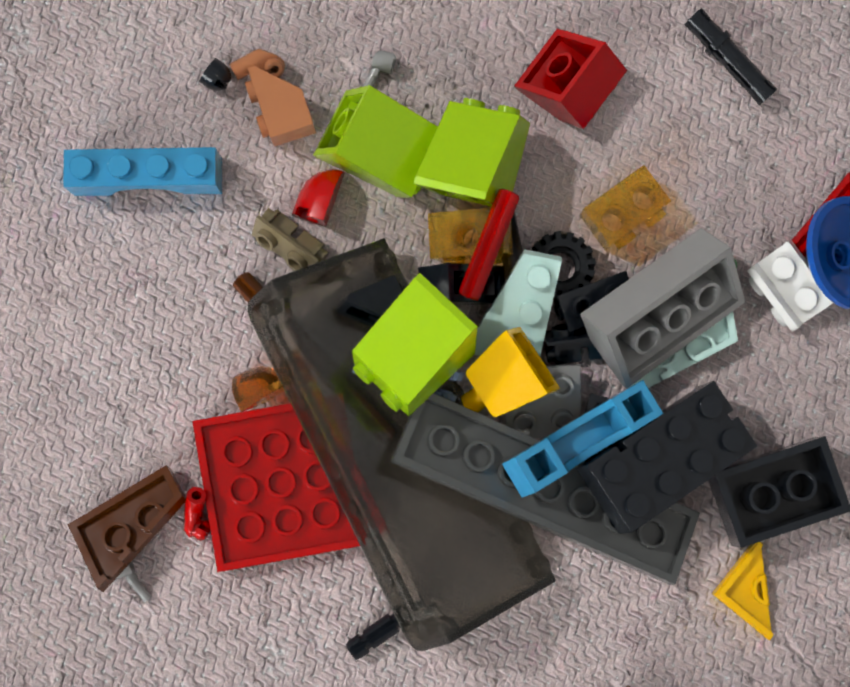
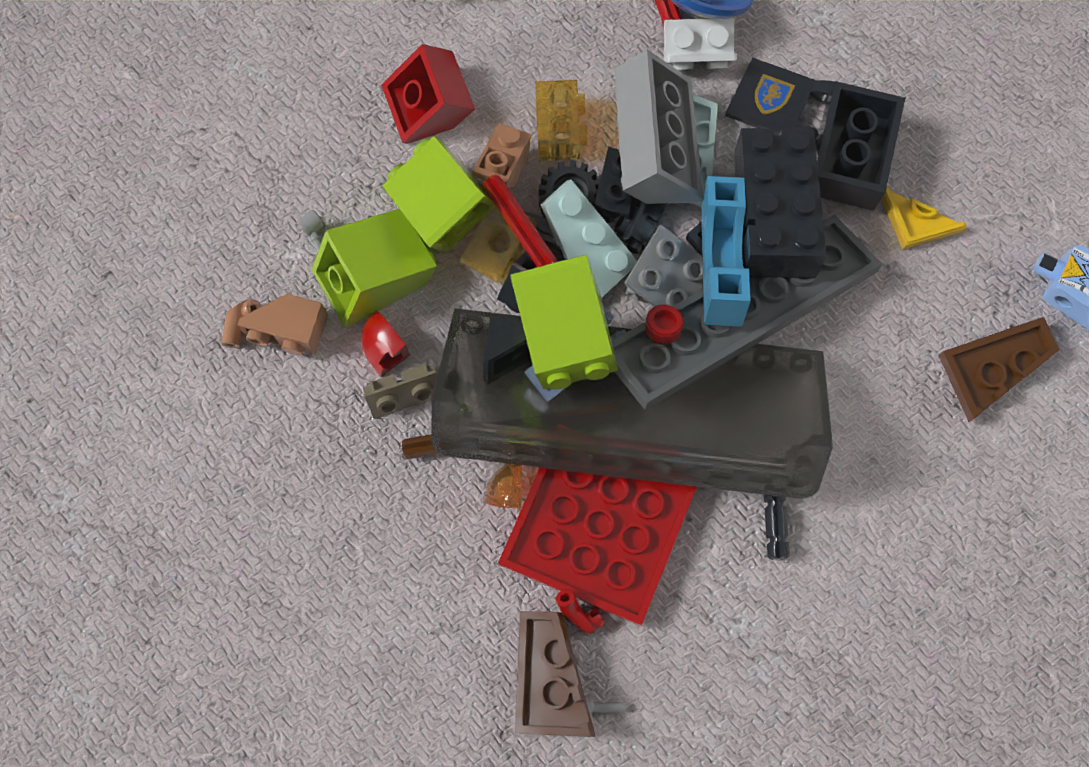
camera: 60 degrees left, 10 degrees down
(114, 170) = (236, 494): dark azure arch -> none
(216, 76) = (219, 357): black hinge -> none
(479, 429) = (664, 324): none -> red tile
(508, 376) = (635, 278): yellow torso -> none
(548, 186) = (504, 155): none -> nougat slope
(783, 388) = (775, 97): none -> black flag

